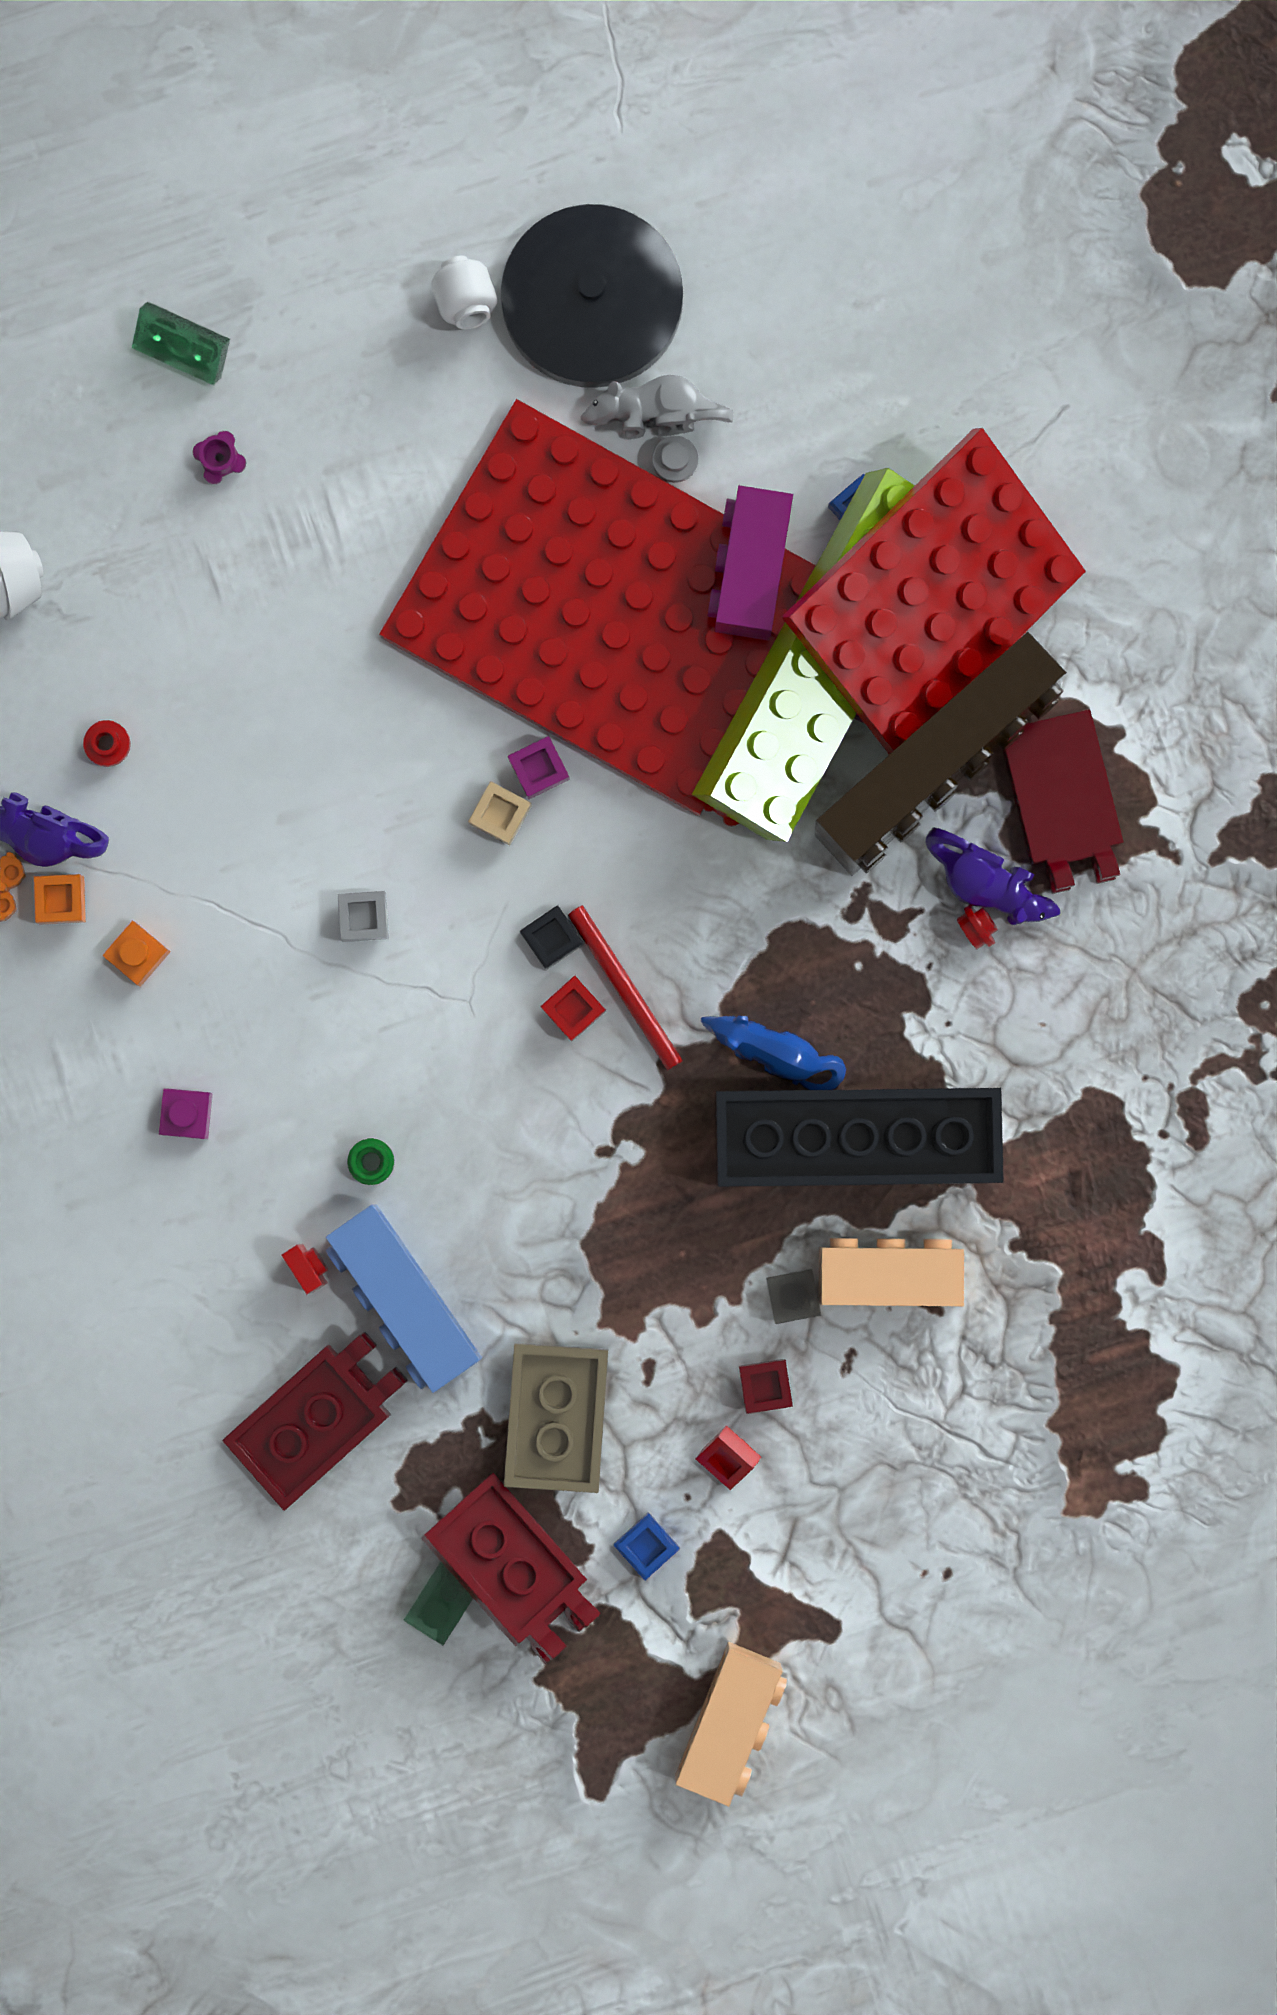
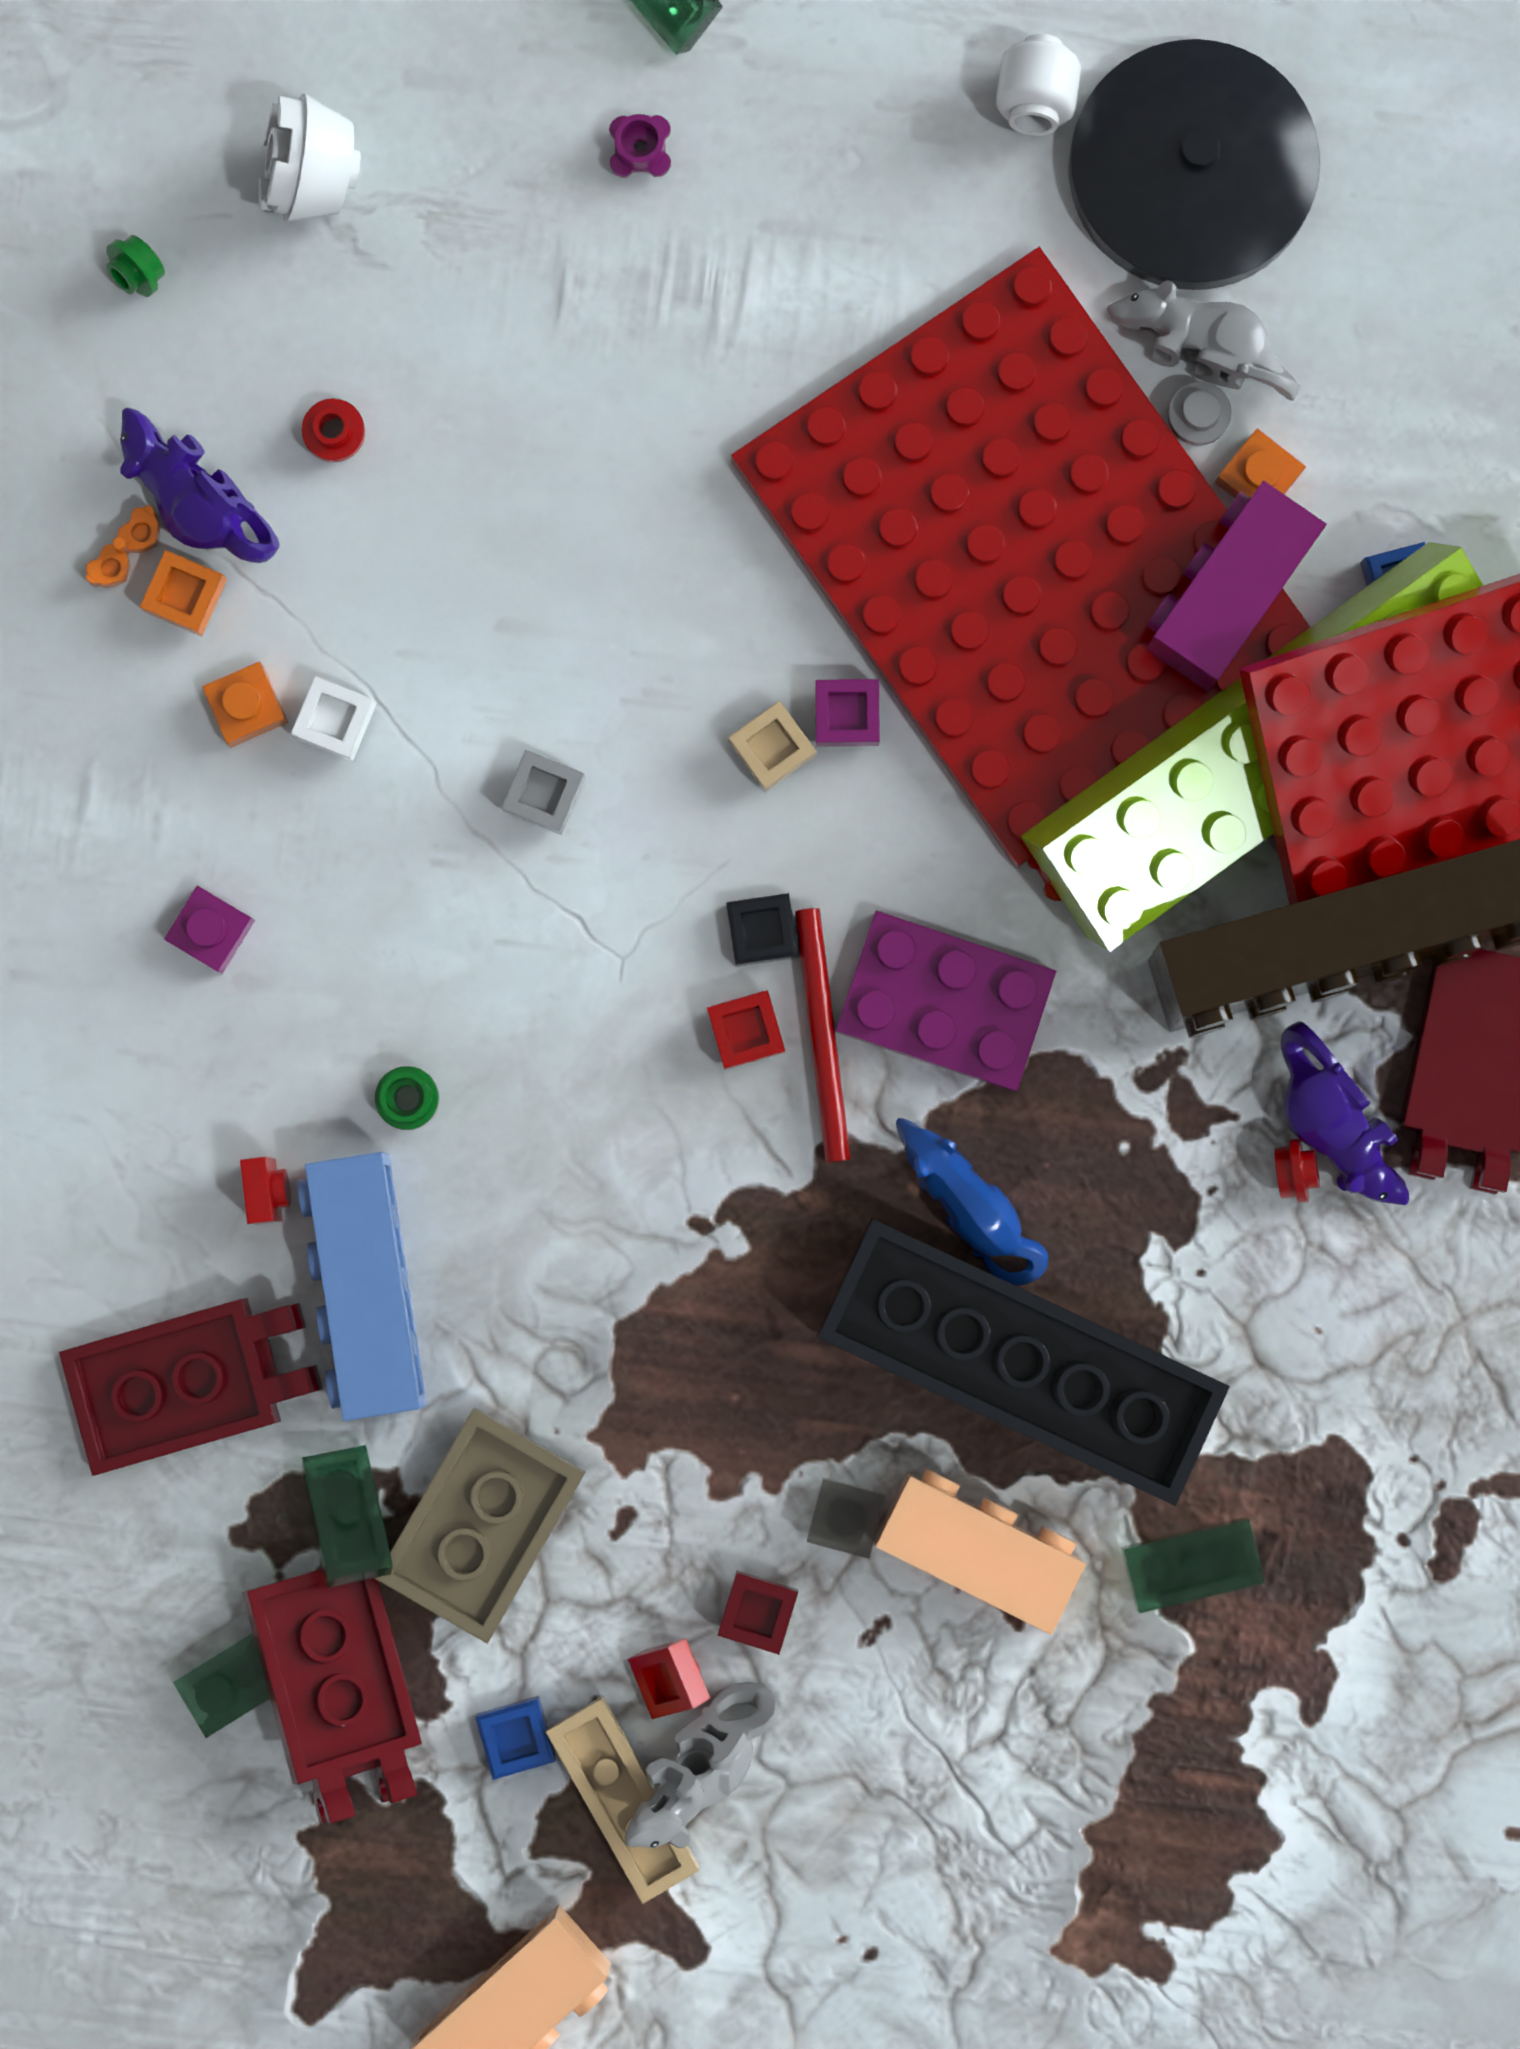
camera: 25 degrees right, 0 degrees up
(200, 934) = (333, 718): none -> white plate
(465, 1454) = (346, 1516): none -> clear green plate
(695, 926) = (946, 1001): none -> magenta plate
(730, 472) = (1258, 461): none -> orange plate
(736, 1551) = (613, 1788): none -> tan plate
(780, 1505) = (706, 1768): none -> light grey animal
(1034, 1216) = (1193, 1565): none -> clear green plate

